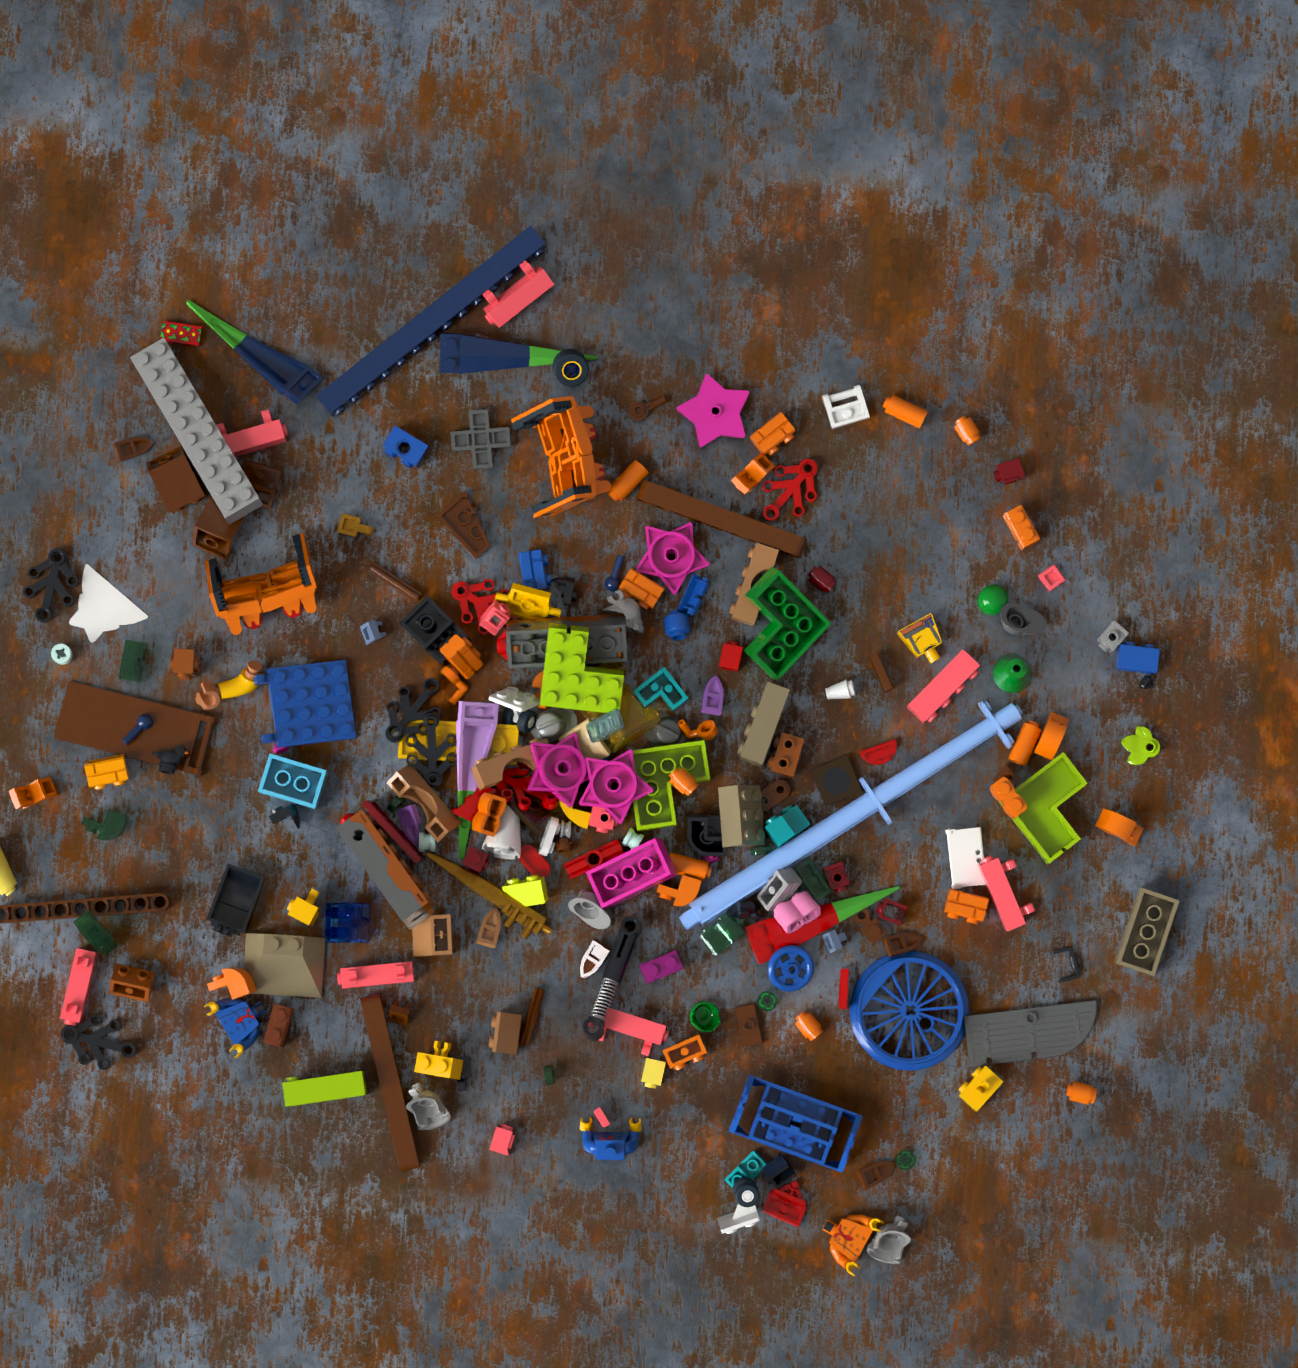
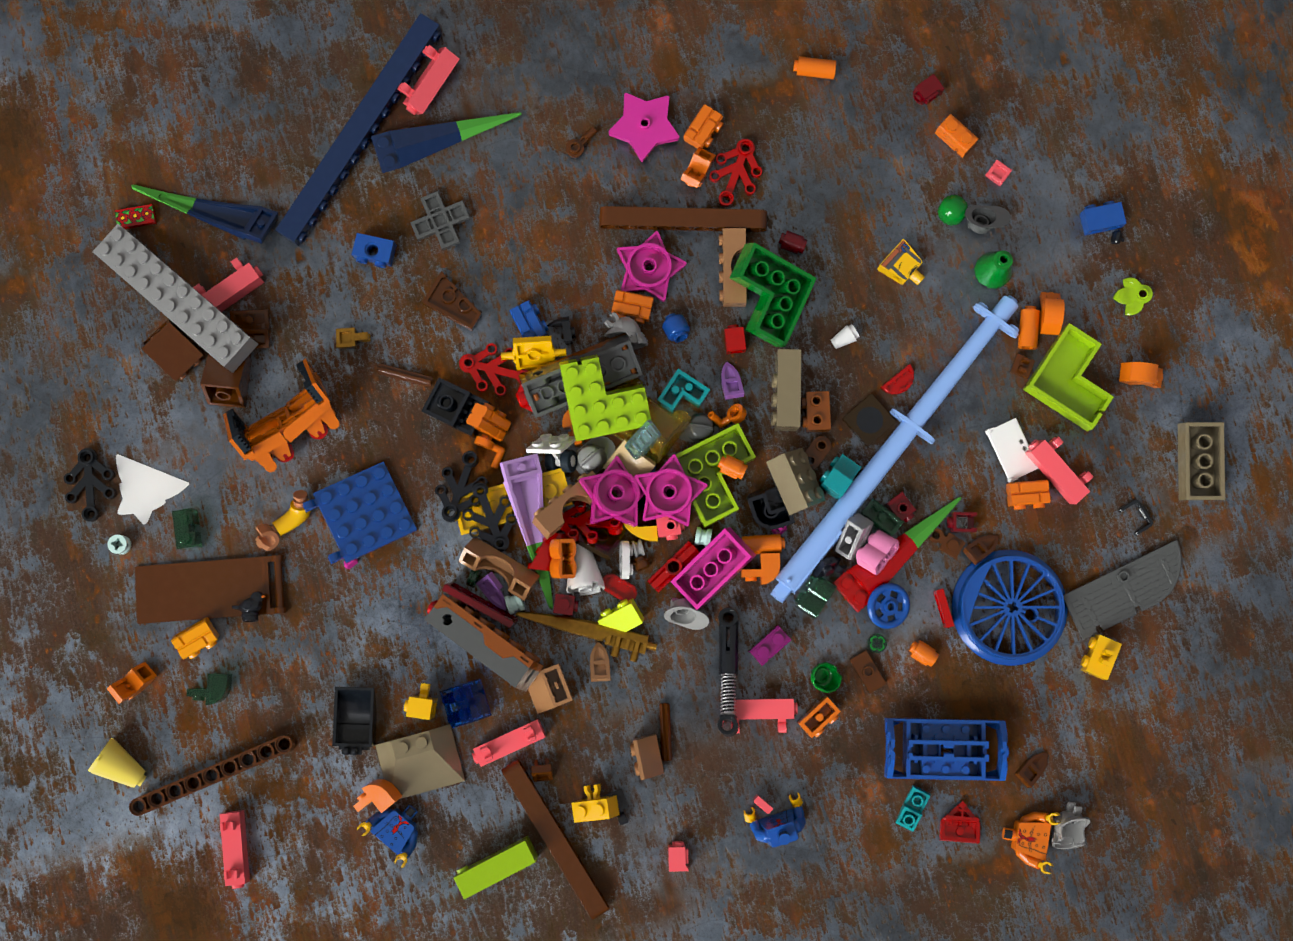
camera: 15 degrees left, 0 degrees up
(94, 1041) = (266, 894): black plant -> none
(95, 933) = (232, 793): clear green brick -> none
(131, 448) = (123, 334): reddish brown plate -> none
(132, 982) = (283, 828): dark orange brick -> none
(143, 722) = (216, 581): dark blue bar -> none
(185, 664) = (235, 514): dark orange brick -> none
(278, 1025) = (433, 821): copper brick -> none
(282, 813) = (370, 623): black plate -> none
(293, 781) = (371, 589): medium azure brick -> none
(370, 631) = (398, 428): sand blue tile -> none
(427, 1108) = (597, 851): light grey helmet -> none
(495, 617) = (507, 375): coral window -> none
(549, 1074) = (700, 781): clear green tile -> none
(565, 453) = (521, 204): orange container -> none
(572, 374) = (506, 128): black wheel -> none
(593, 958) = (704, 658): plate -> none
(612, 583) = (604, 309): dark blue bar -> none
(627, 481) = (586, 213): orange brick -> none
(653, 1073) = (796, 746): light yellow brick -> none
(690, 600) = (681, 301): blue hinge -> none
(745, 1213) = (928, 849): plate -> none
(760, 850) = (822, 507): clear green tile -> none
(778, 1171) = (944, 798): black window -> none
(833, 941) = (918, 567): sand blue tile -> none
(846, 413) = (762, 87): white plate -> none
(880, 672) = (875, 308): reddish brown tile -> none
(905, 1159) = (1054, 746): clear green tile -> none
(943, 686) = (936, 302): coral brick -> none
(967, 430) = (877, 66): orange brick -> none
(1005, 793) = (1040, 384): orange brick -> none
(1081, 1092) = (1194, 629): orange brick -> none
(1104, 641) = (1076, 199): light grey brick -> none

